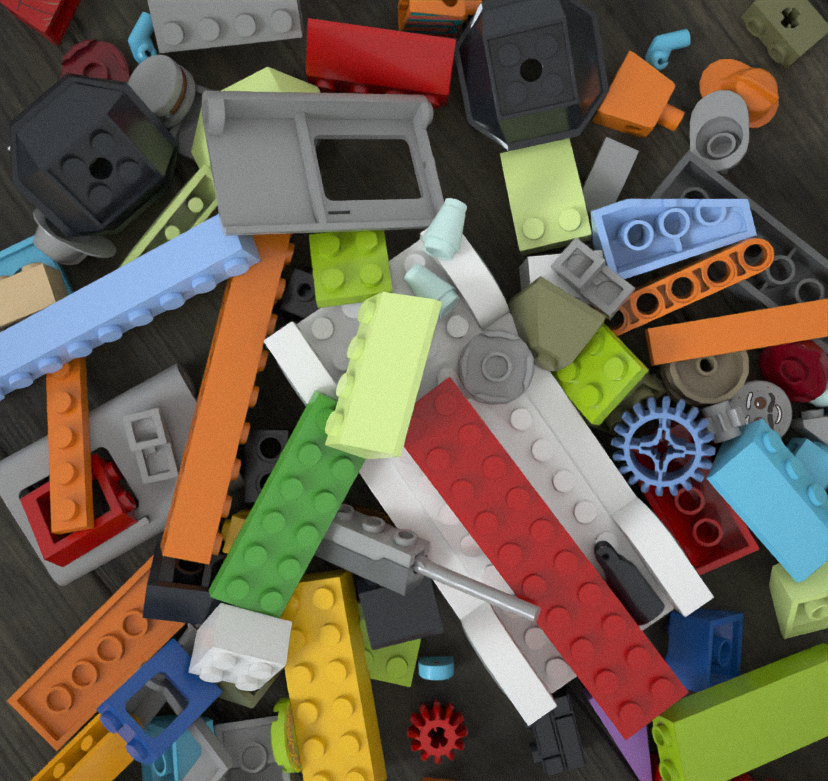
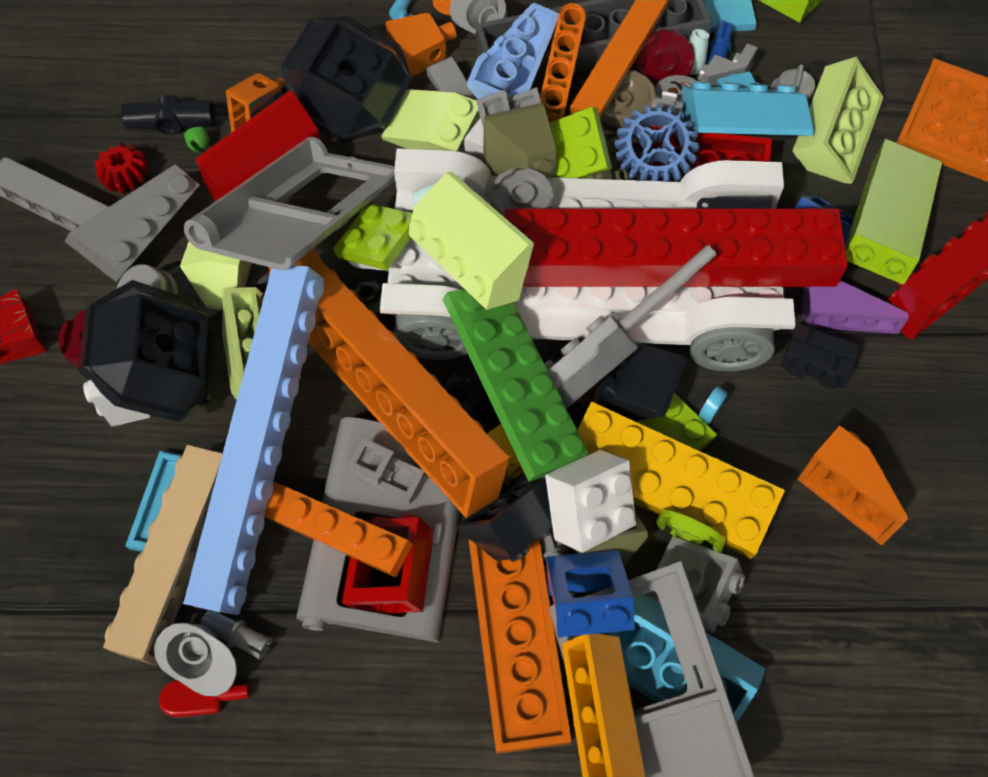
camera: 50 degrees left, 25 degrees down
(68, 250) = (175, 436): light grey piece -> none
(140, 40) = (94, 286): medium azure arm -> none
(442, 743) = (765, 435): red gear -> none
(445, 231) = (407, 151): light aqua cone -> none

